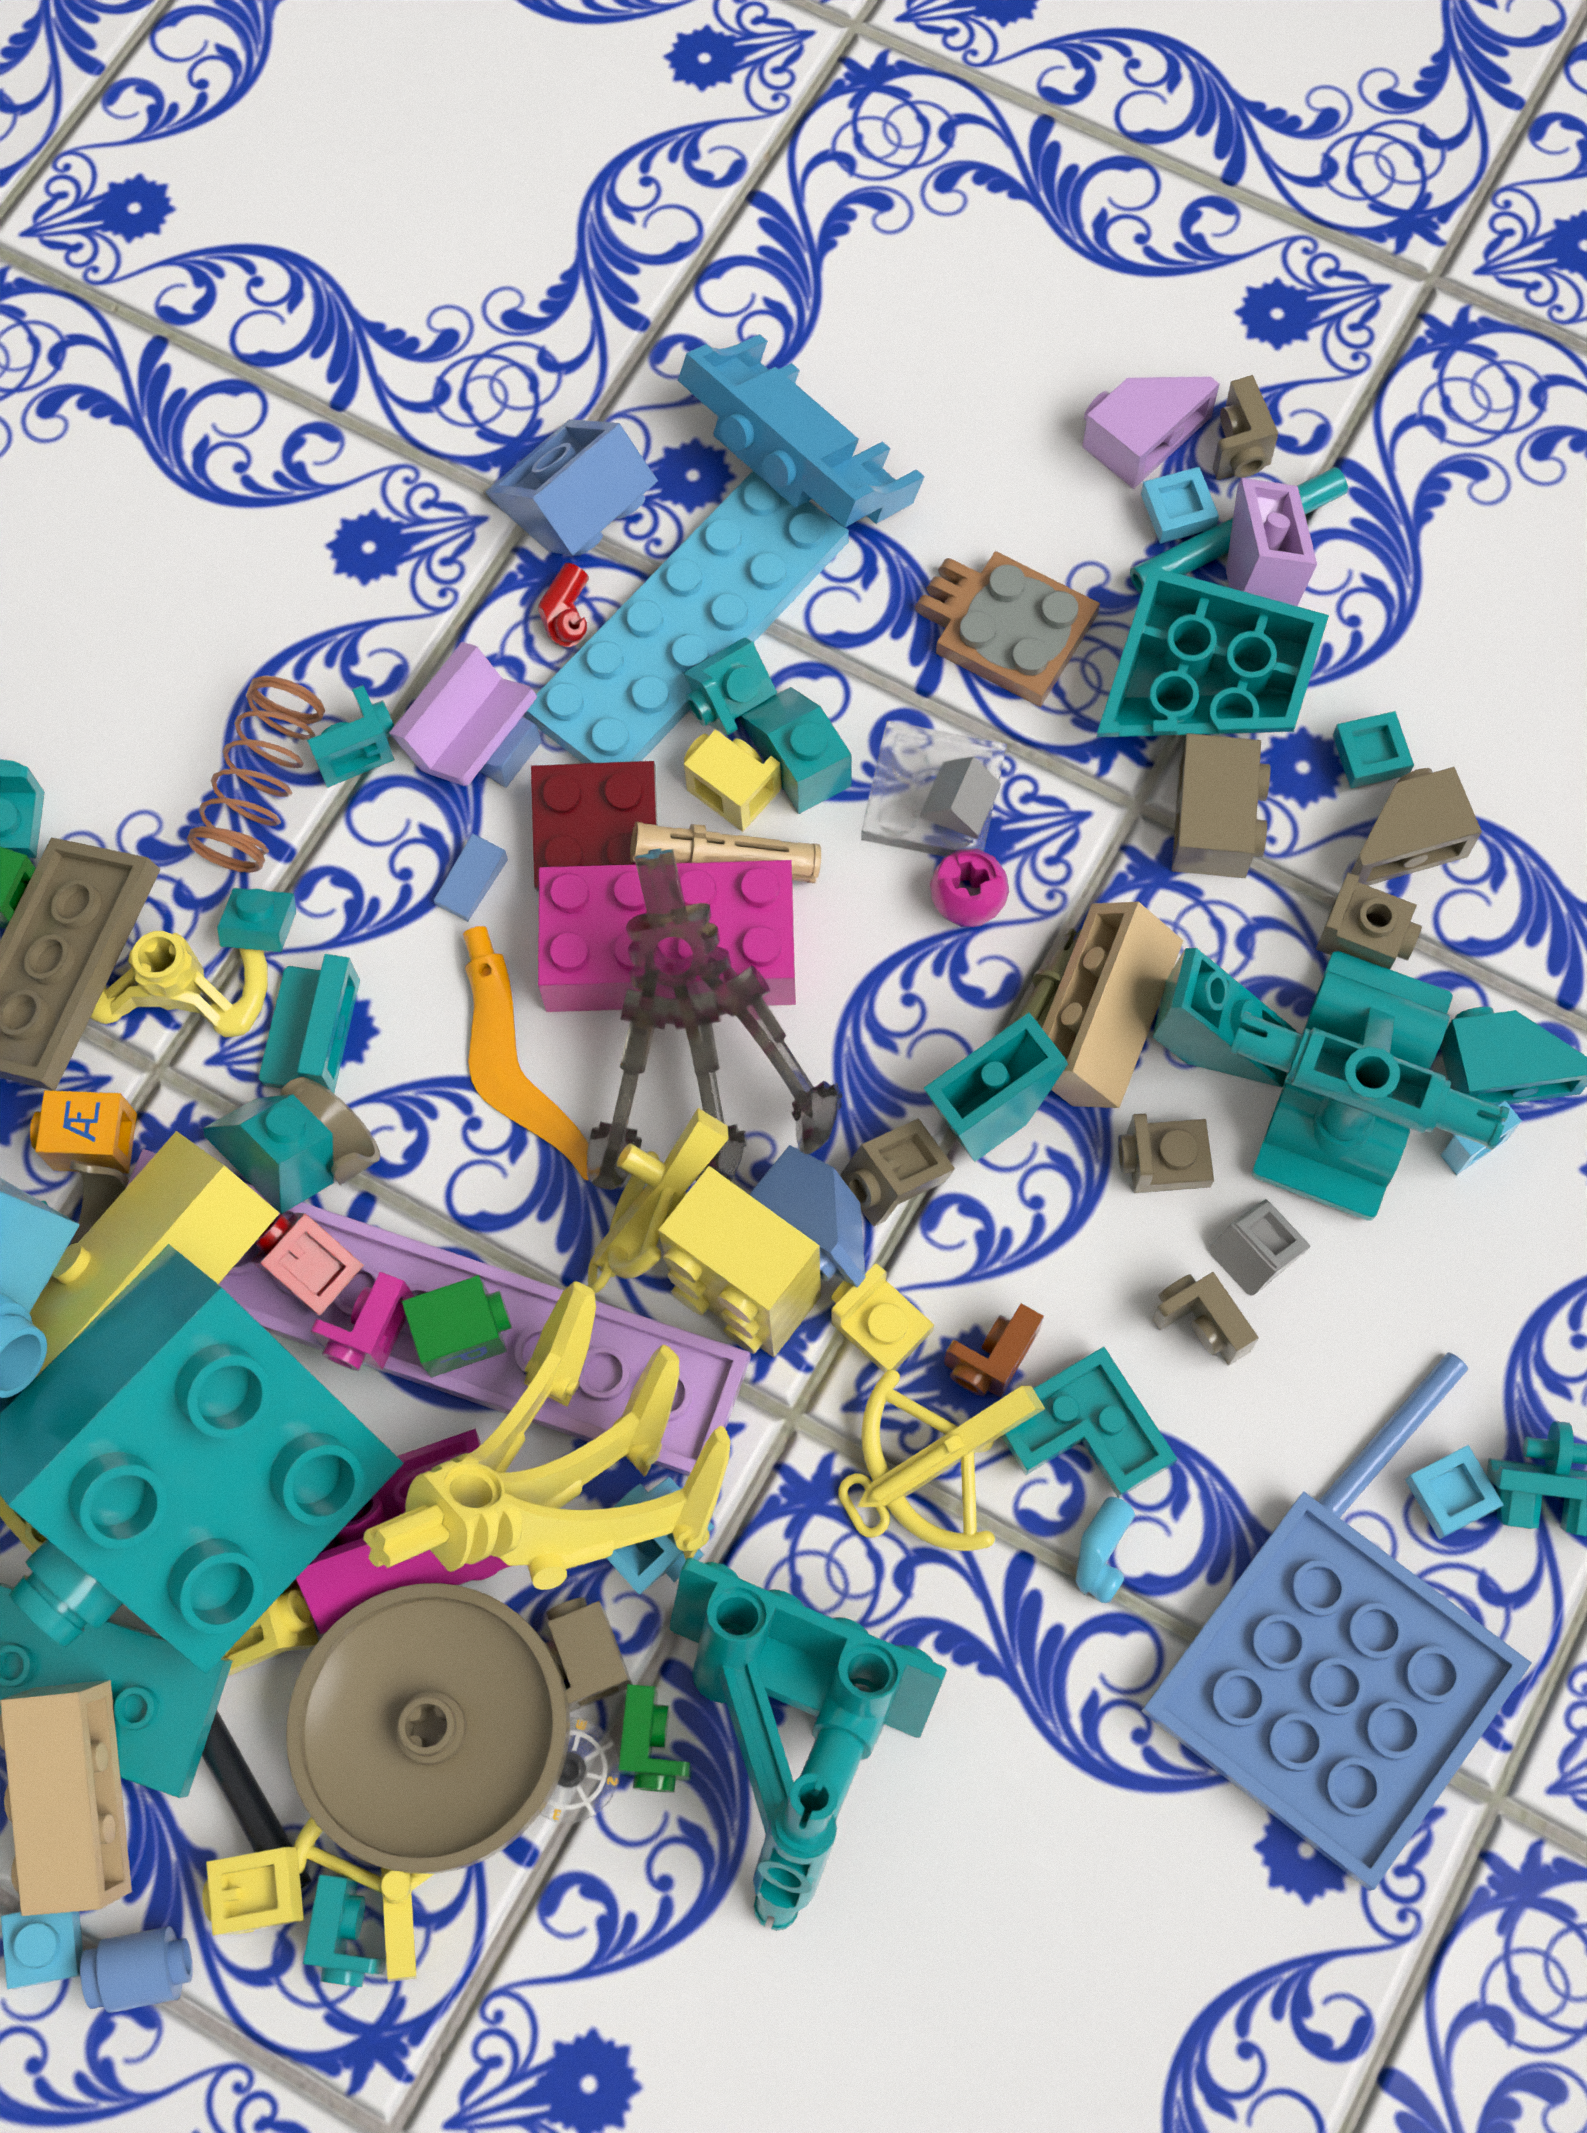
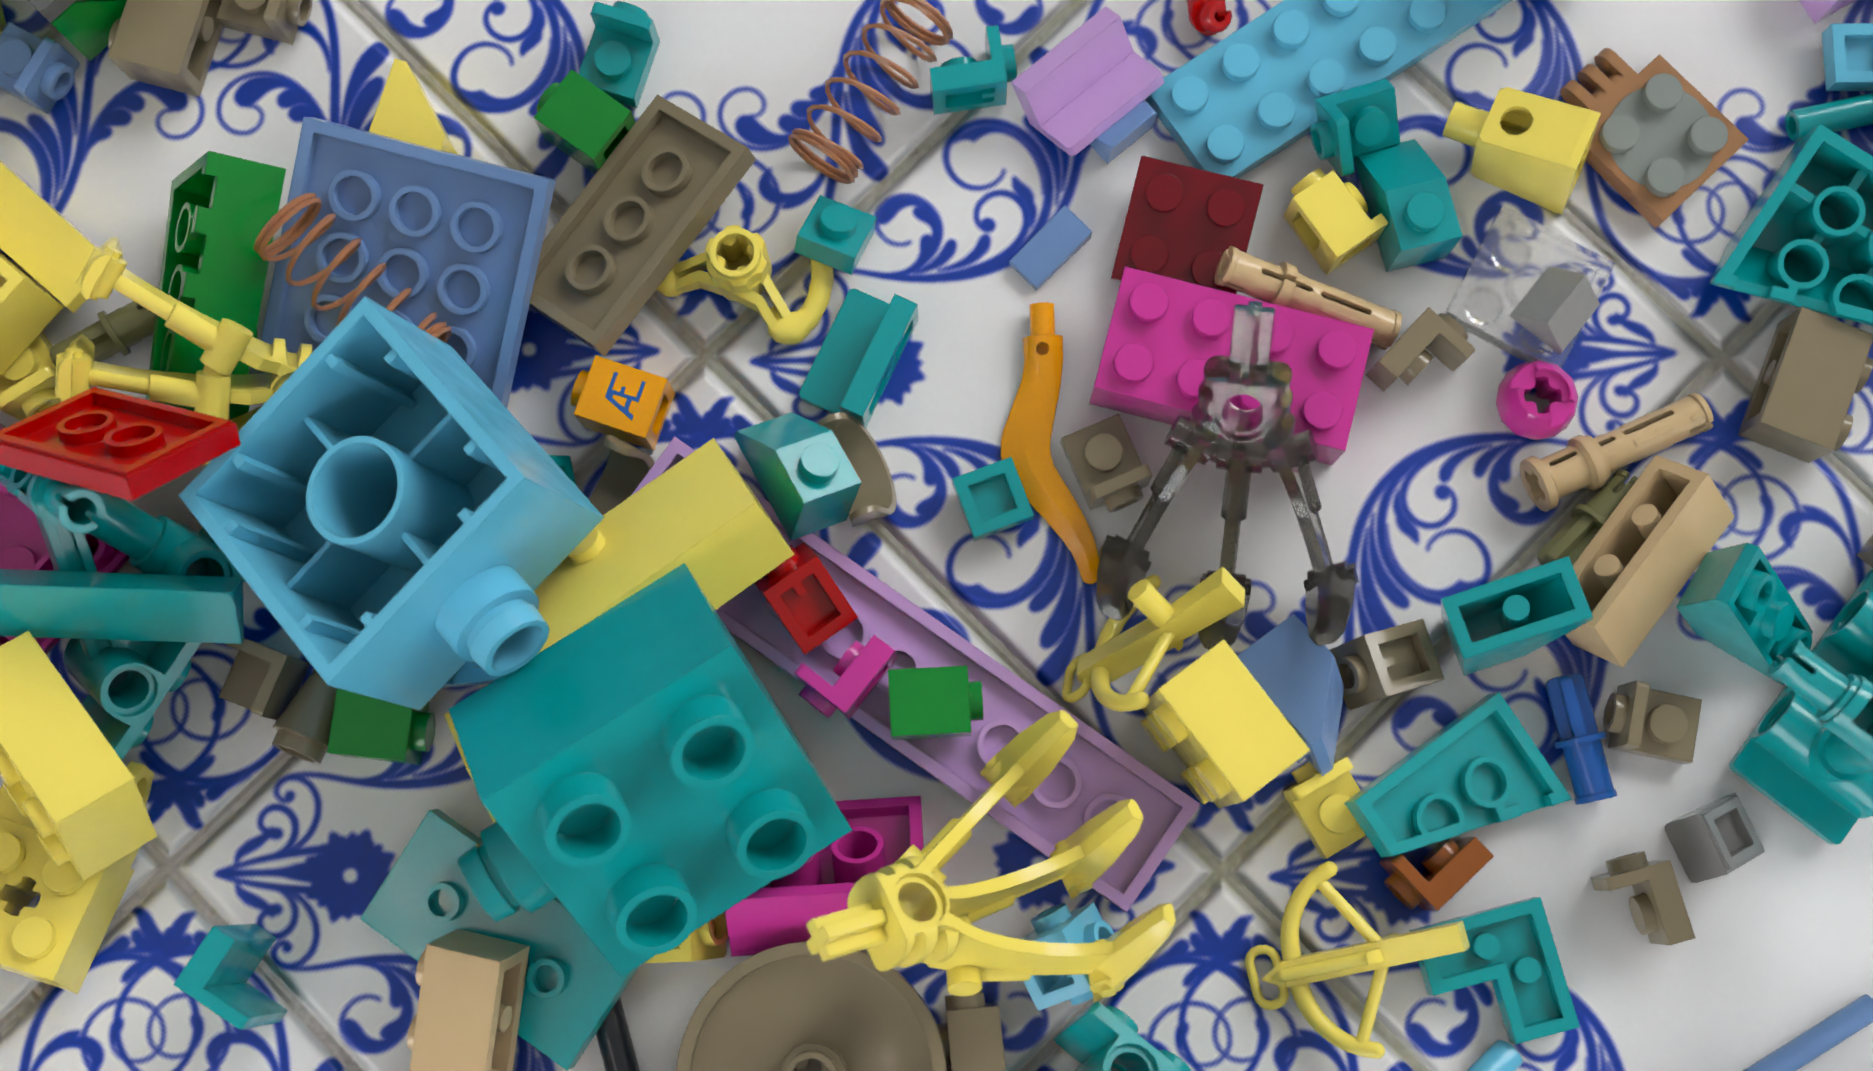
camera: 15 degrees right, 10 degrees up
(472, 1123) = (992, 499): none -> teal plate
(576, 1061) = (1106, 464): none -> dark tan bracket
(840, 871) = (1408, 356): none -> dark tan bracket
(893, 660) = (1526, 144): none -> light yellow torso
(994, 1260) = (1457, 781): none -> teal wing
(1037, 928) = (1592, 460): none -> tan pin
(1102, 1189) = (1580, 738): none -> blue axle

